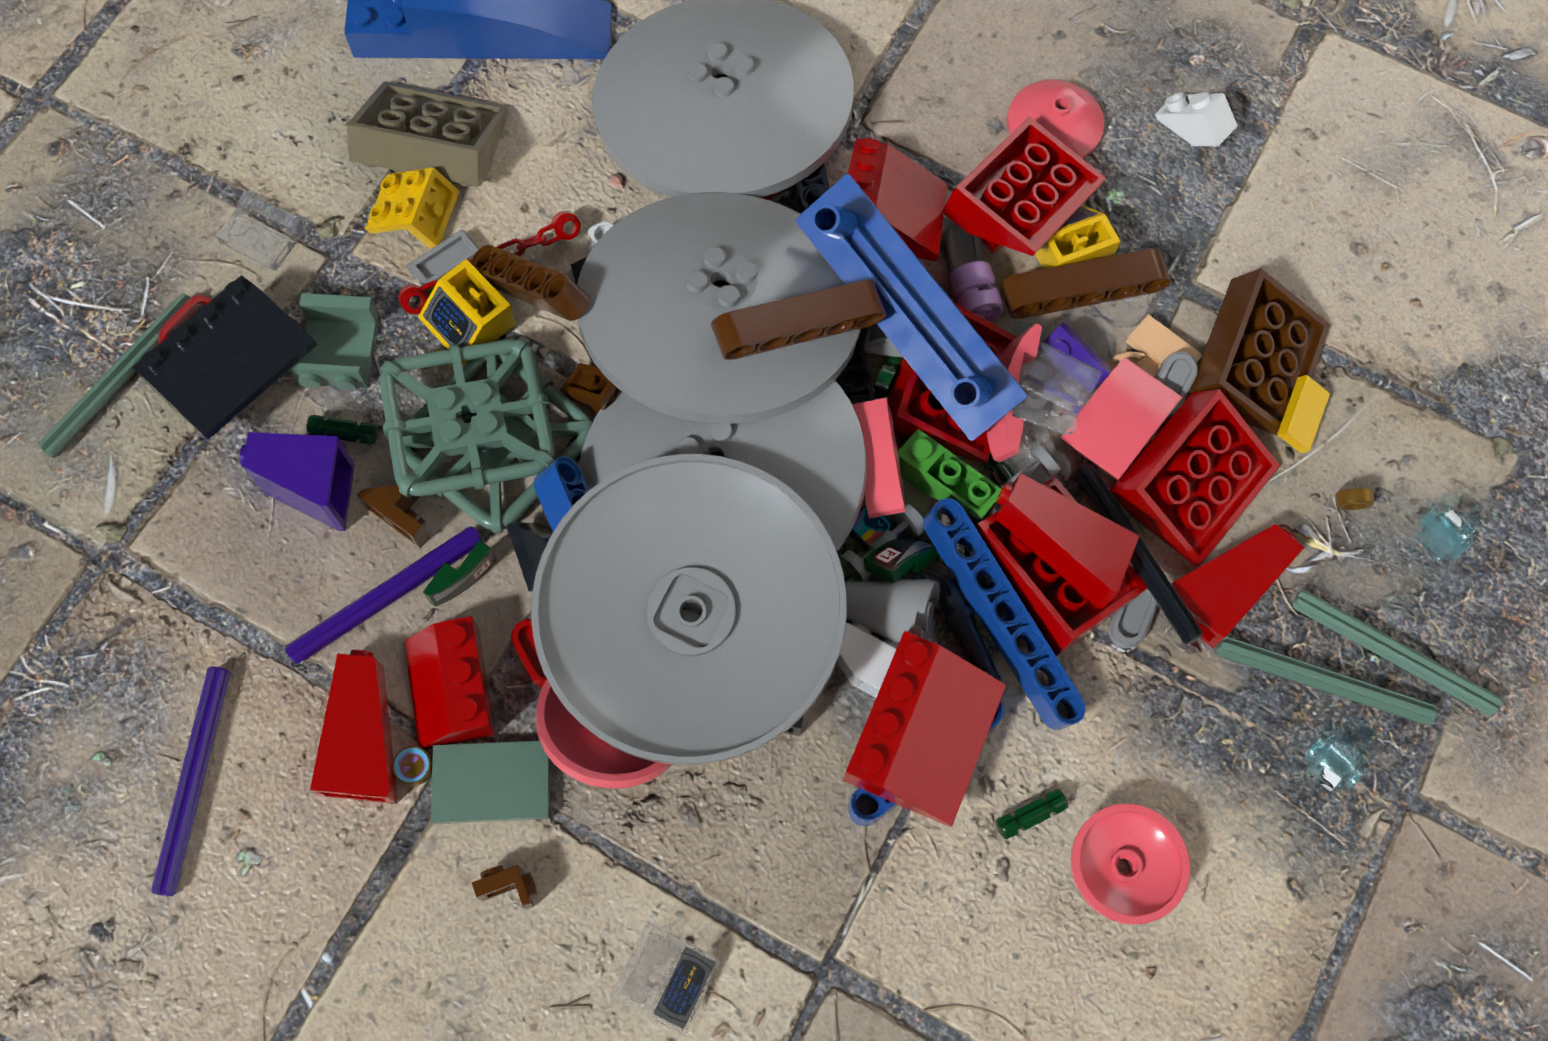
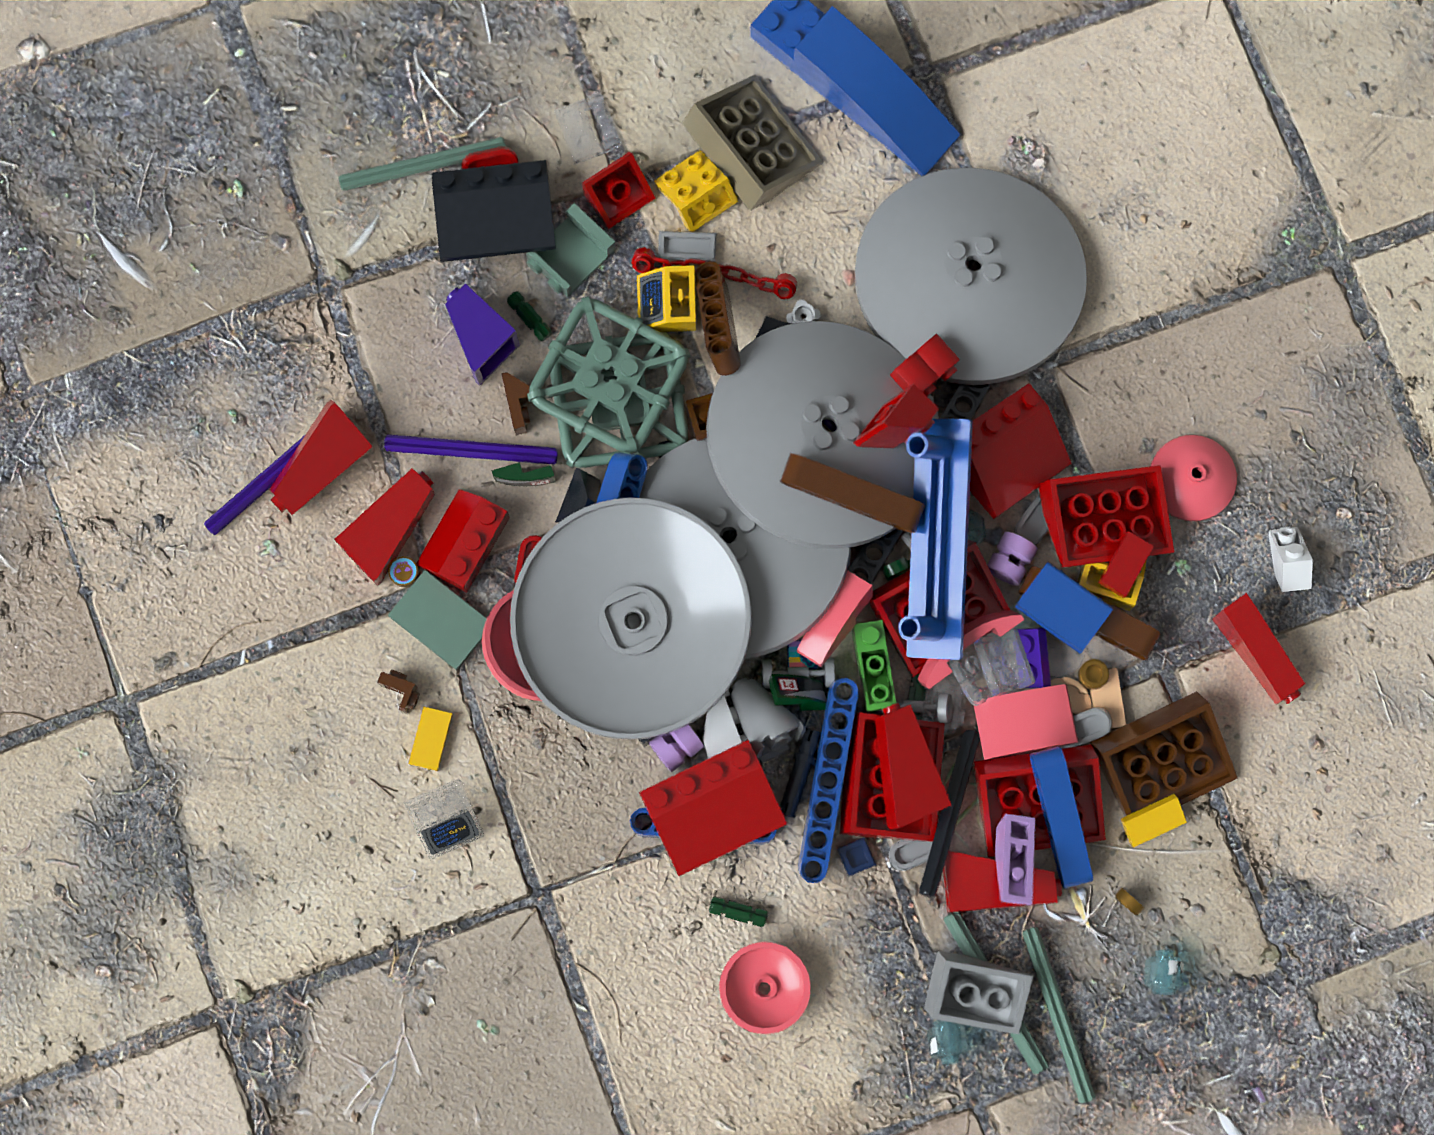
camera: 45 degrees right, 10 degrees up
(230, 717) = (321, 456): none -> red slope
(335, 256) = (618, 190): none -> red slope
(580, 910) = (430, 738): none -> yellow tile
(760, 178) = (927, 366): none -> red brick
(783, 223) = (898, 419): none -> red slope
(832, 710) = (675, 746): none -> lavender wheel
(1067, 288) = (1064, 607): none -> blue piece
(1082, 212) = (1125, 564): none -> red tile
(1088, 666) = (856, 857): none -> dark blue tile
(1136, 333) = (1093, 674): none -> pearl gold tile
(1236, 466) = (1061, 817): none -> blue beam
(1239, 535) = (1015, 858): none -> lavender slope
(1245, 202) = (1259, 649): none -> red slope
(1317, 693) = (977, 993): none -> light grey slope

